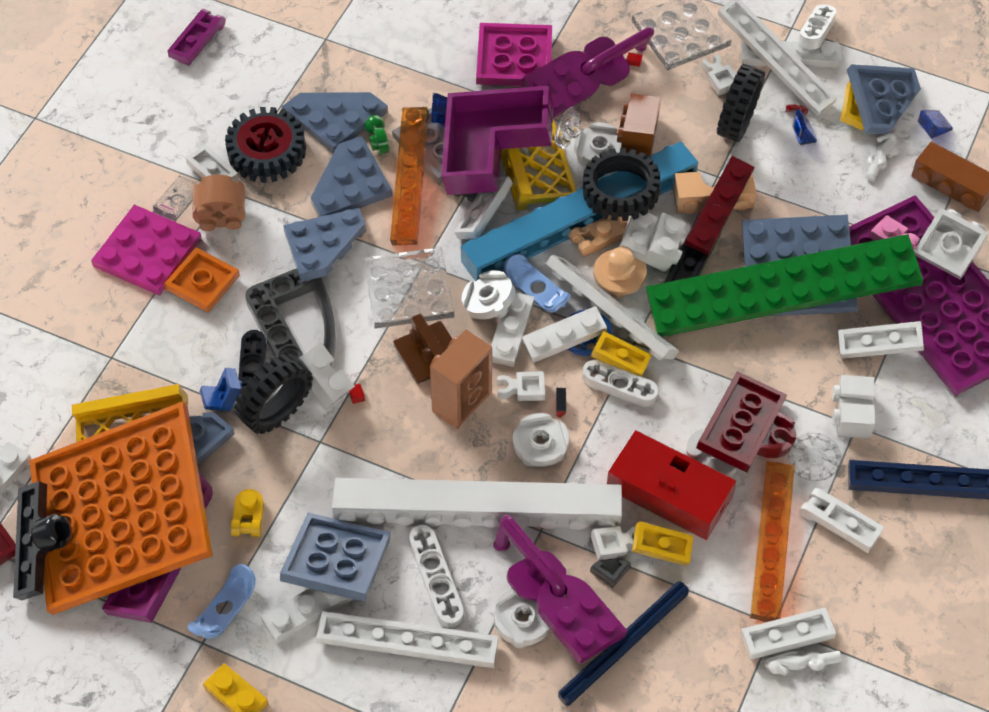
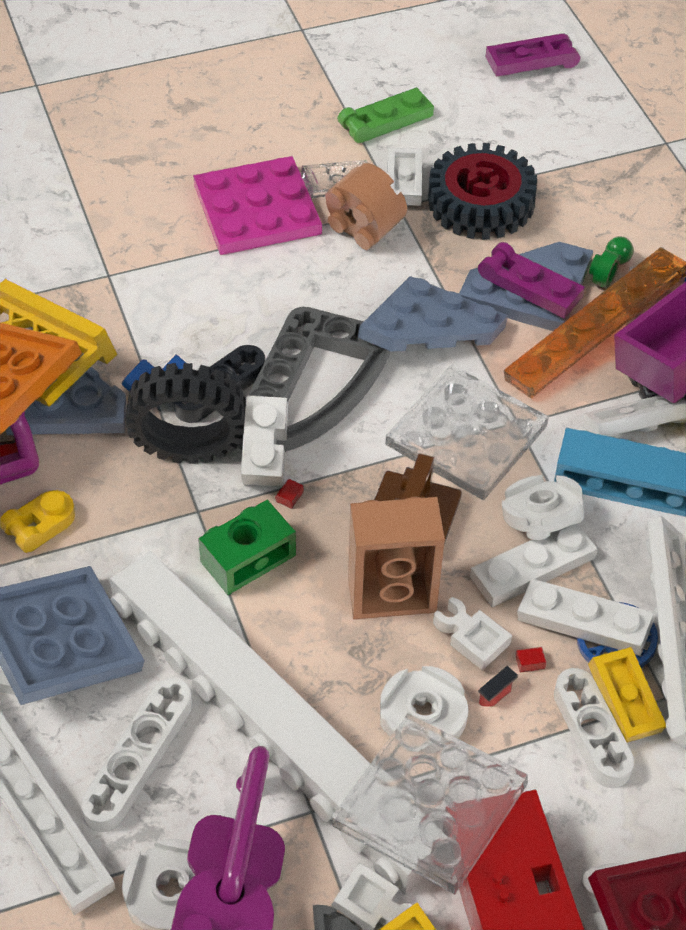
camera: 45 degrees right, 5 degrees down
(155, 137) = (386, 115): none -> bright green plate
(202, 279) = (271, 267): orange plate -> none
(334, 115) = (590, 215): sand blue plate -> none
(353, 178) = (531, 280): none -> magenta plate
(371, 421) = (269, 545): none -> green brick
(524, 275) = (615, 517): light blue piece -> none
(559, 376) = (530, 659): none -> red piece
(600, 474) = (430, 802): none -> clear plate

